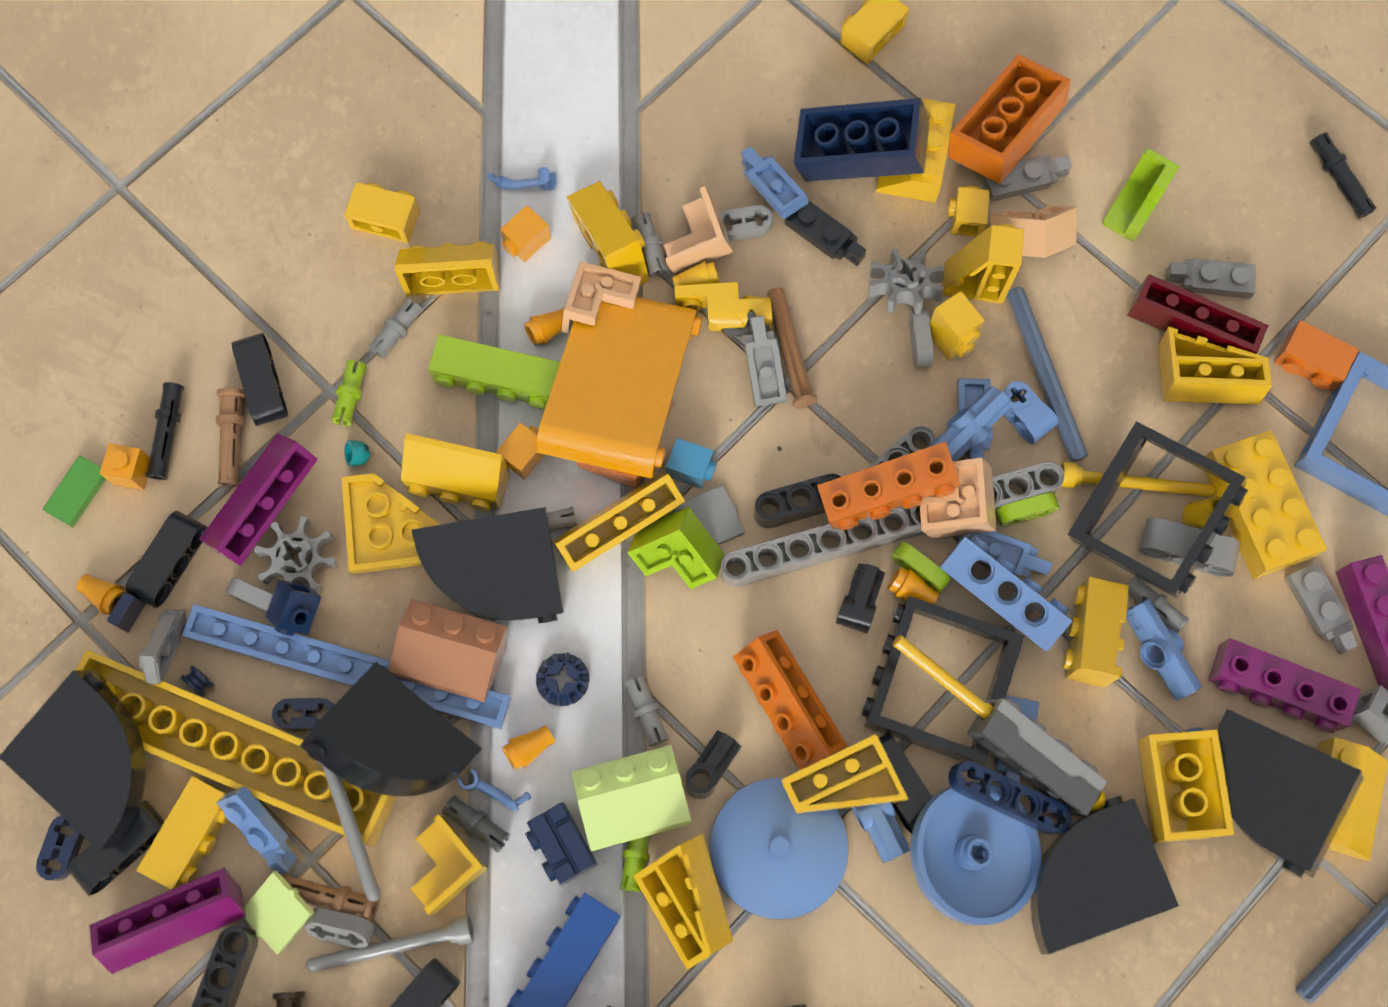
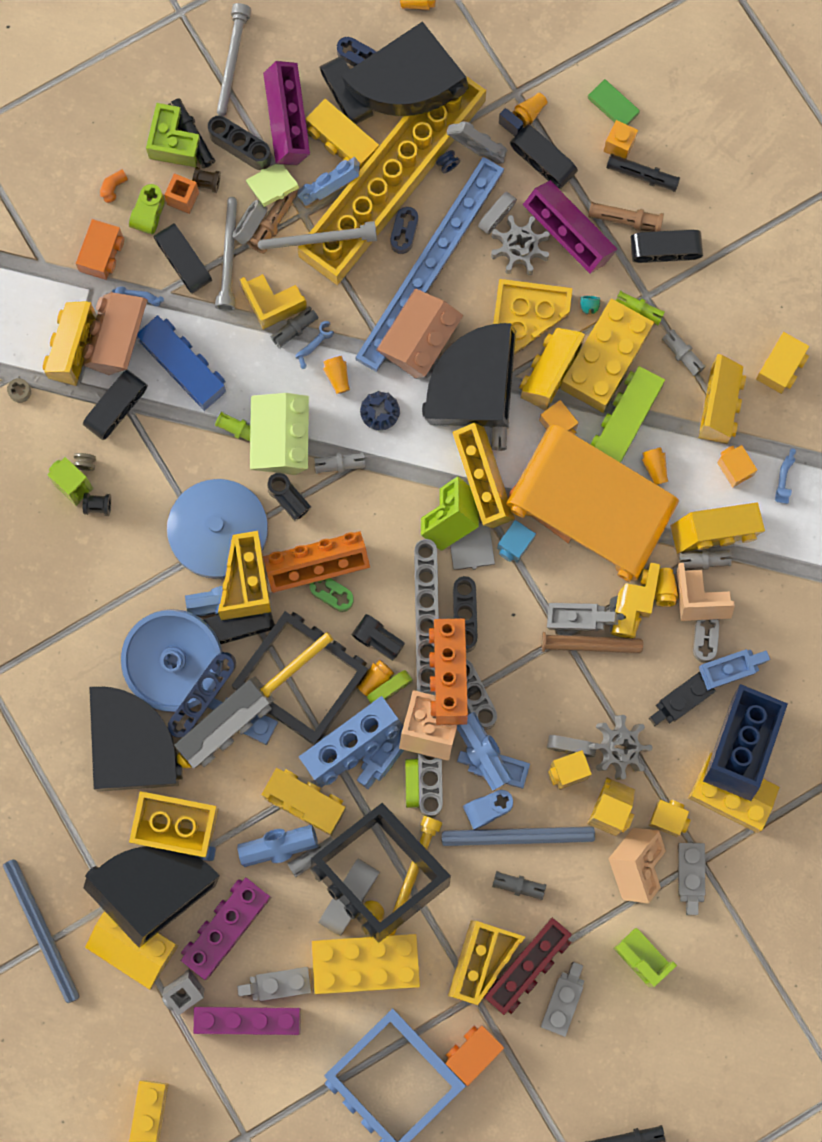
camera: 105 degrees right, 5 degrees up
(292, 607) = (480, 233): dark blue brick -> none
(389, 739) = (364, 276): black brick -> none
(402, 403) = (607, 355): none -> yellow brick
(561, 844) = (263, 378): dark blue brick -> none
(594, 285) = (673, 503): light nougat panel -> none
(687, 901) = (197, 452): yellow wedge -> none
(829, 675) = (329, 599): none -> bright green beam
(1008, 118) = (739, 871): orange brick -> none
(1103, 357) = (519, 885): none -> dark grey pin

